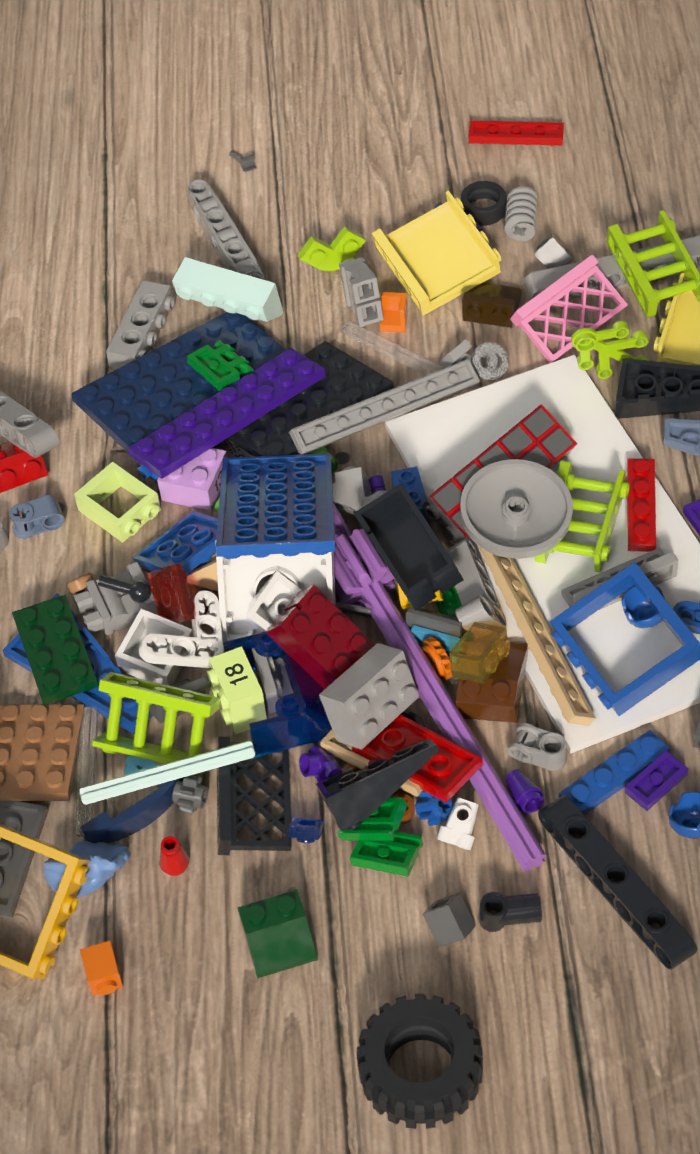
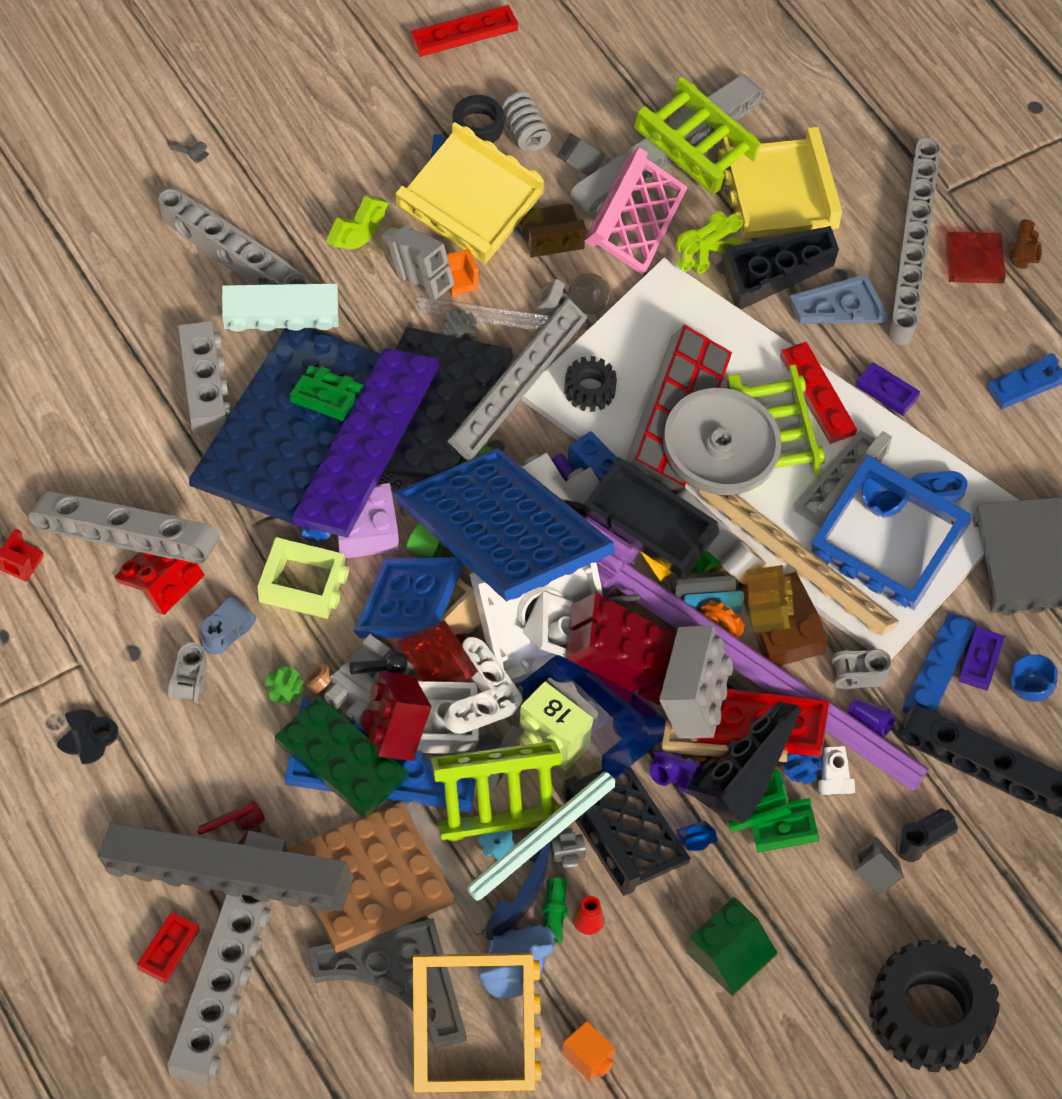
camera: 35 degrees left, 5 degrees up
(49, 578) = (284, 685): none -> bright green gear
(107, 629) = (396, 715): none -> dark red brick
(150, 842) = (555, 907): none -> green pin
(367, 352) = (460, 325): none -> dark grey gear
(447, 442) = (590, 370): none -> black tyre

